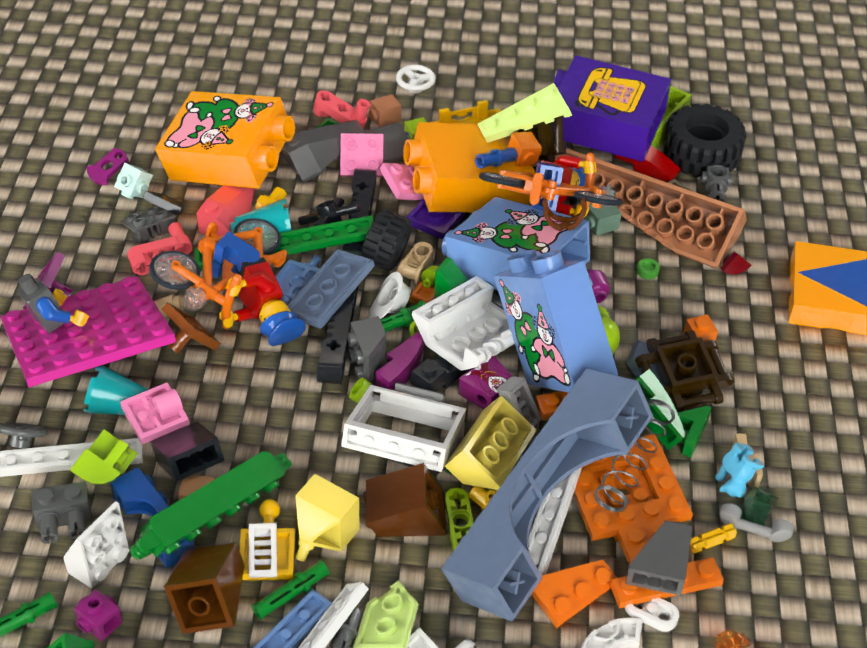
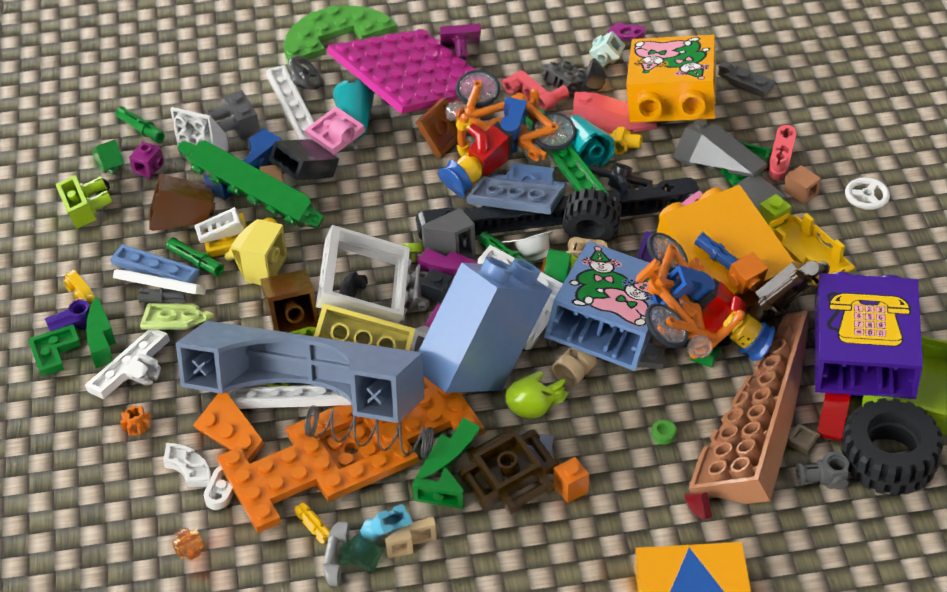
camera: 80 degrees right, 0 degrees up
(45, 306) = (414, 31): torso -> none
(104, 460) = (278, 117): lime brick -> none
(361, 152) = (719, 173): bright pink plate -> none
(537, 108) = (784, 254): yellowish green wing -> none
(566, 222) = (633, 294): reddish brown helmet -> none
(599, 284) = (610, 386): magenta head -> none
(602, 219) = (722, 375): sand green slope -> none
(663, 560) = (256, 470): dark grey slope -> none

